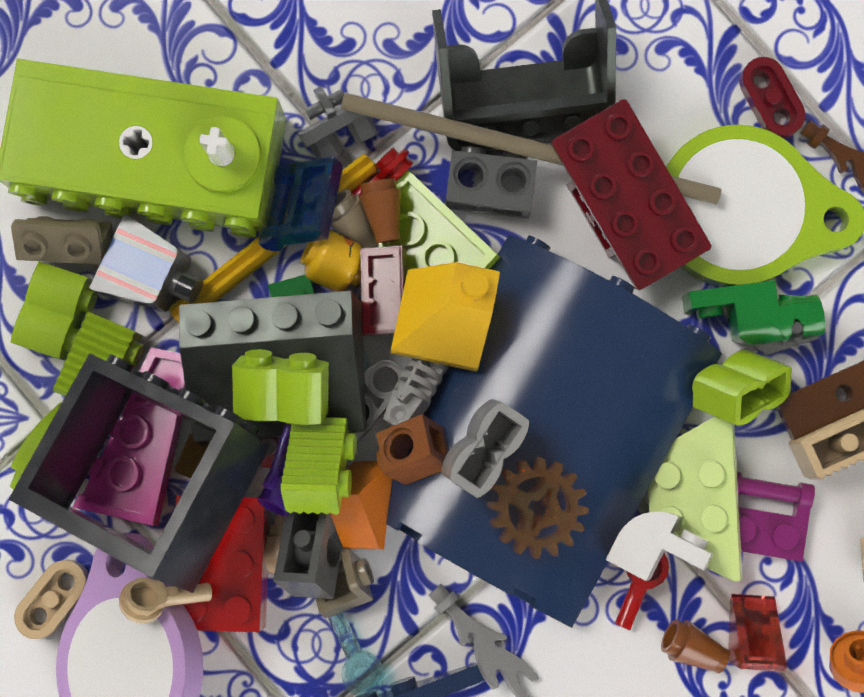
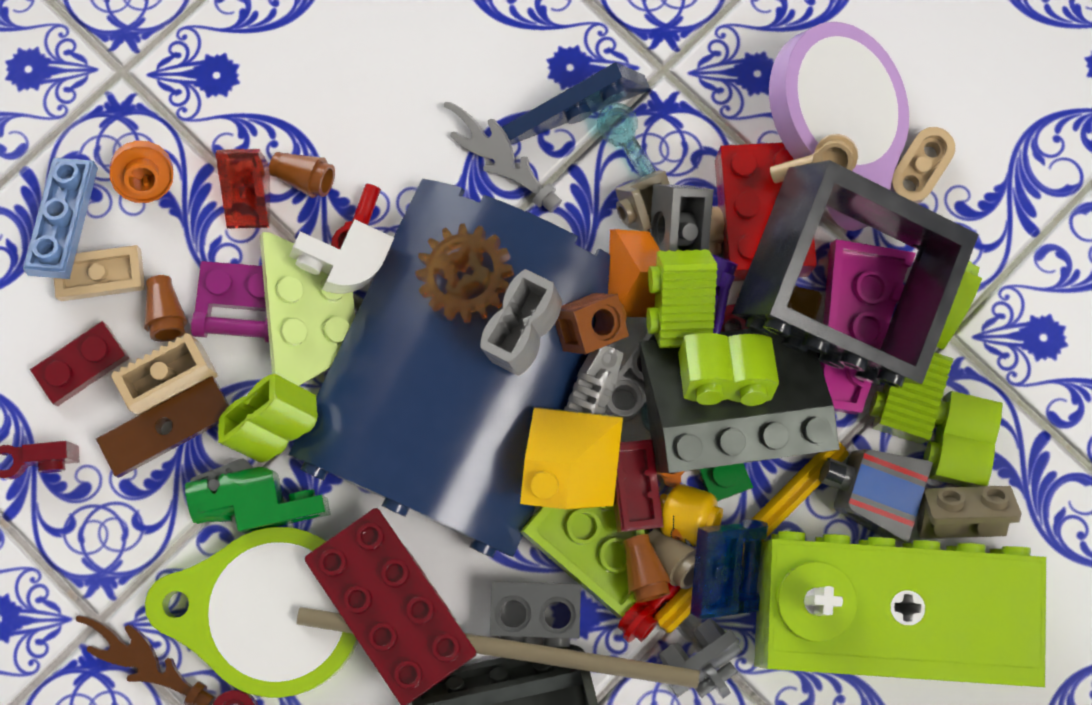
camera: 170 degrees right, 5 degrees down
(842, 513) = (163, 310): none -> dark orange cone

